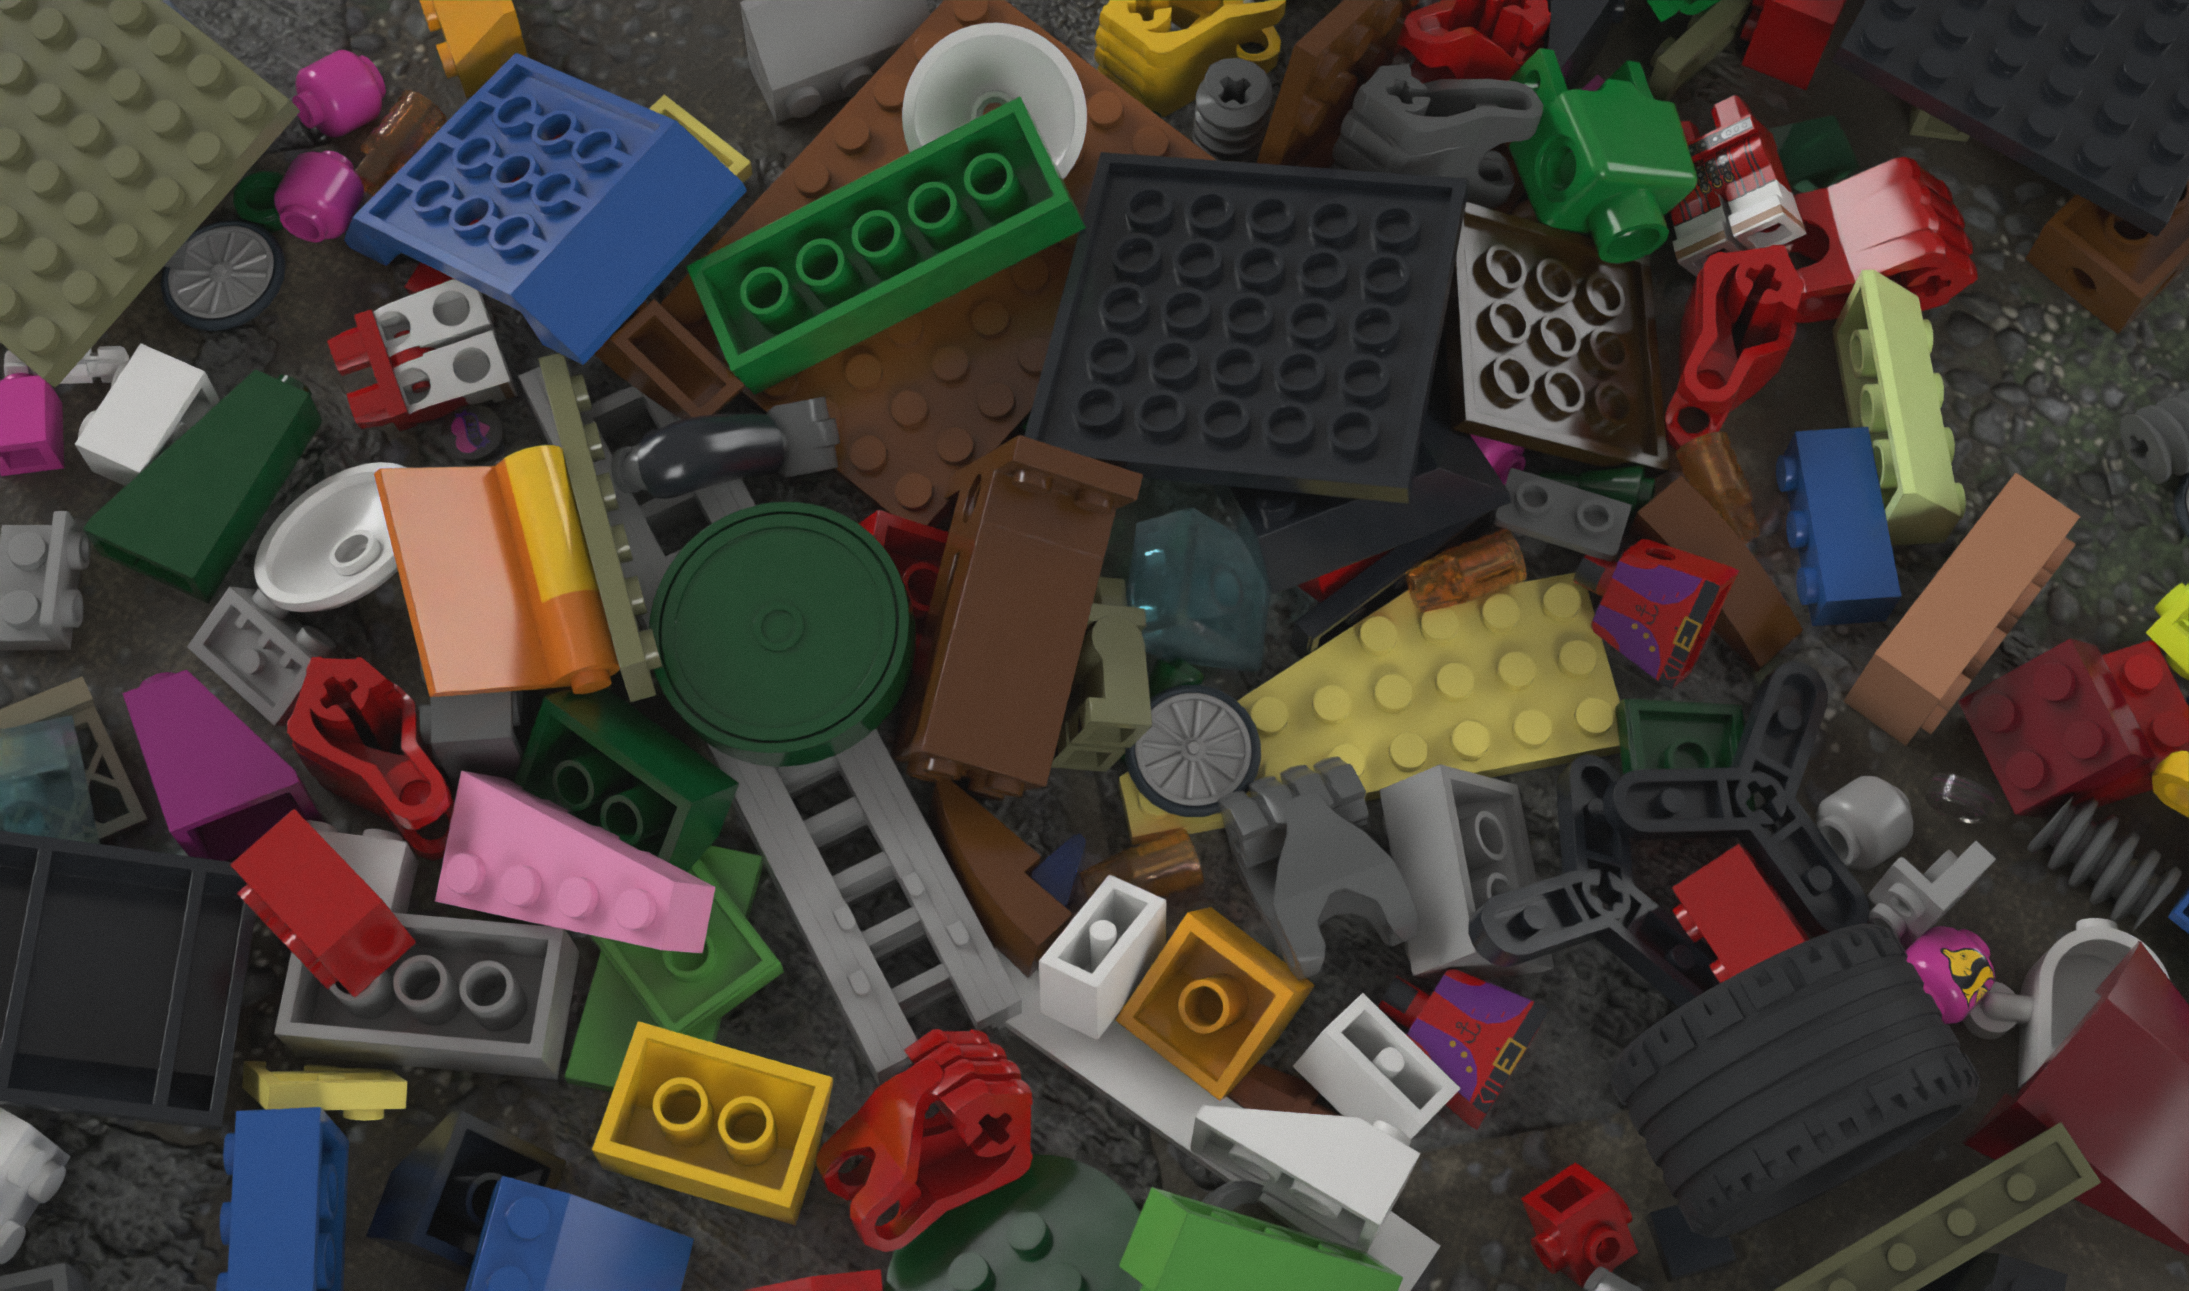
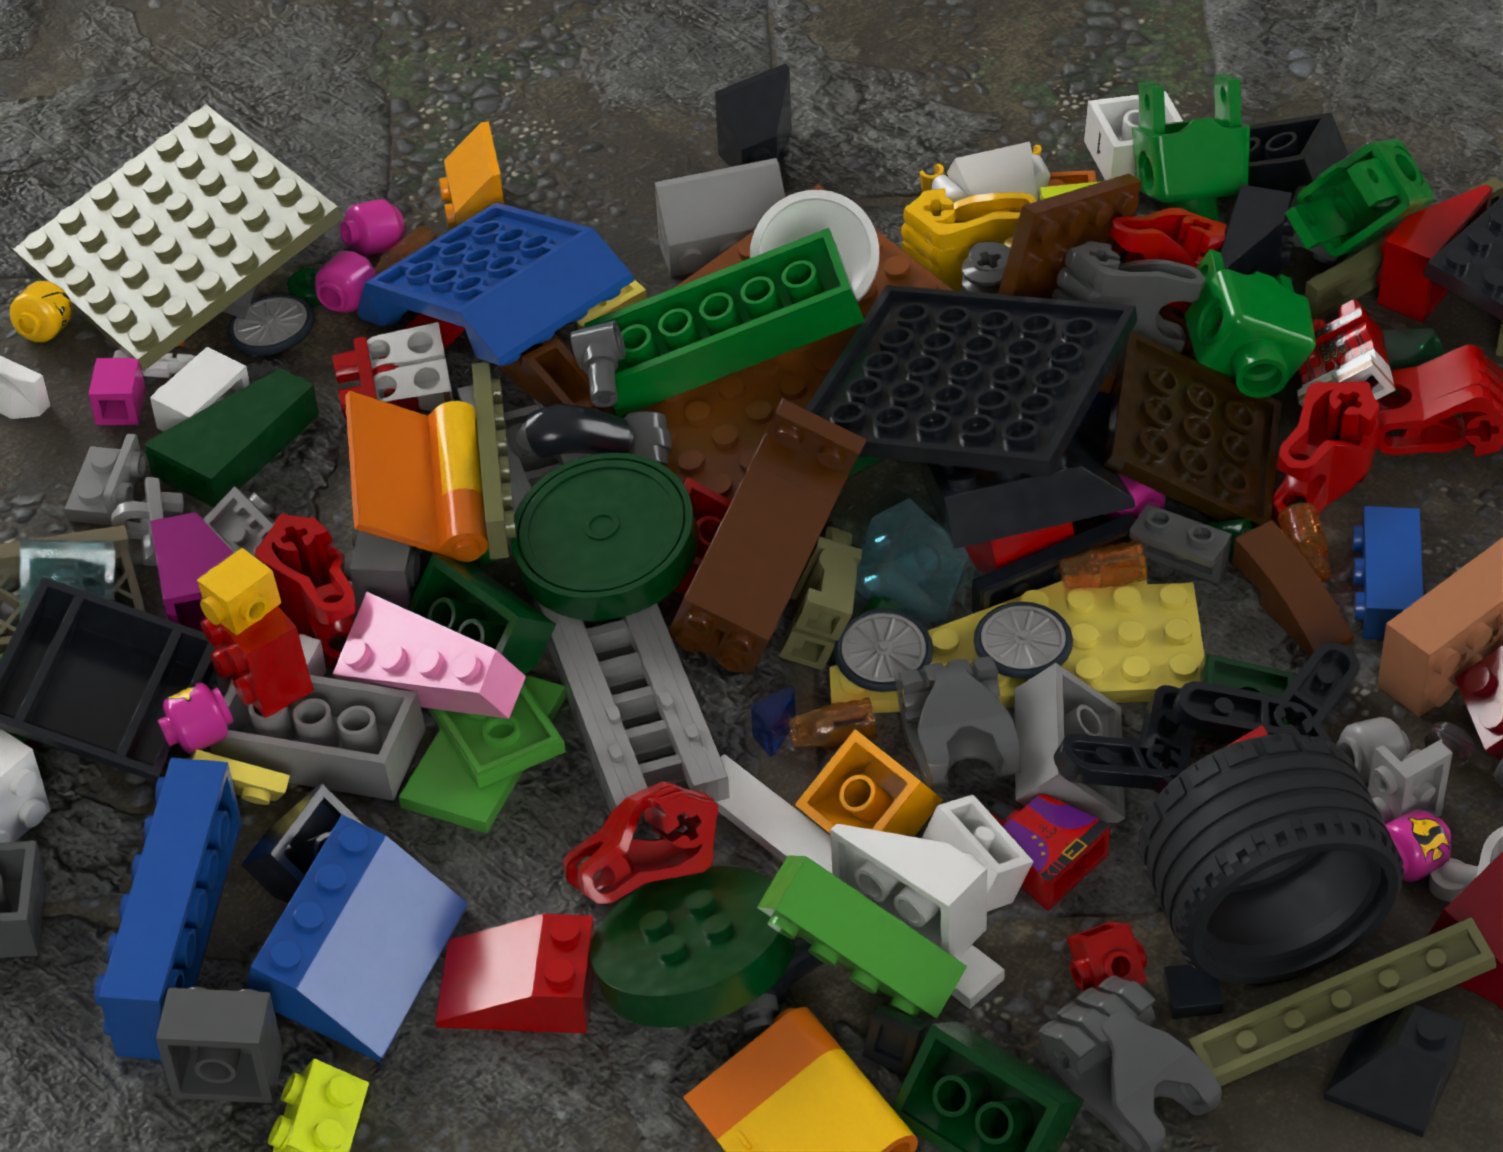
camera: 15 degrees right, 20 degrees down
(112, 646) = (153, 507): none -> light grey hips
(257, 1031) = (195, 718): none -> dark pink head
(286, 864) = (238, 592): none -> yellow brick
(328, 544) = (308, 476): white dish -> none
(714, 1123) = (495, 826): yellow slope -> none
(719, 326) = (598, 354): none -> dark grey pin
(996, 877) = (726, 704): reddish brown slope -> none
(1102, 956) = (788, 757): white brick -> none
(1378, 710) = (1023, 639): none -> light grey wheel
(1657, 605) = (1241, 600): torso -> none
(1893, 392) = (1446, 496): yellowish green slope -> none

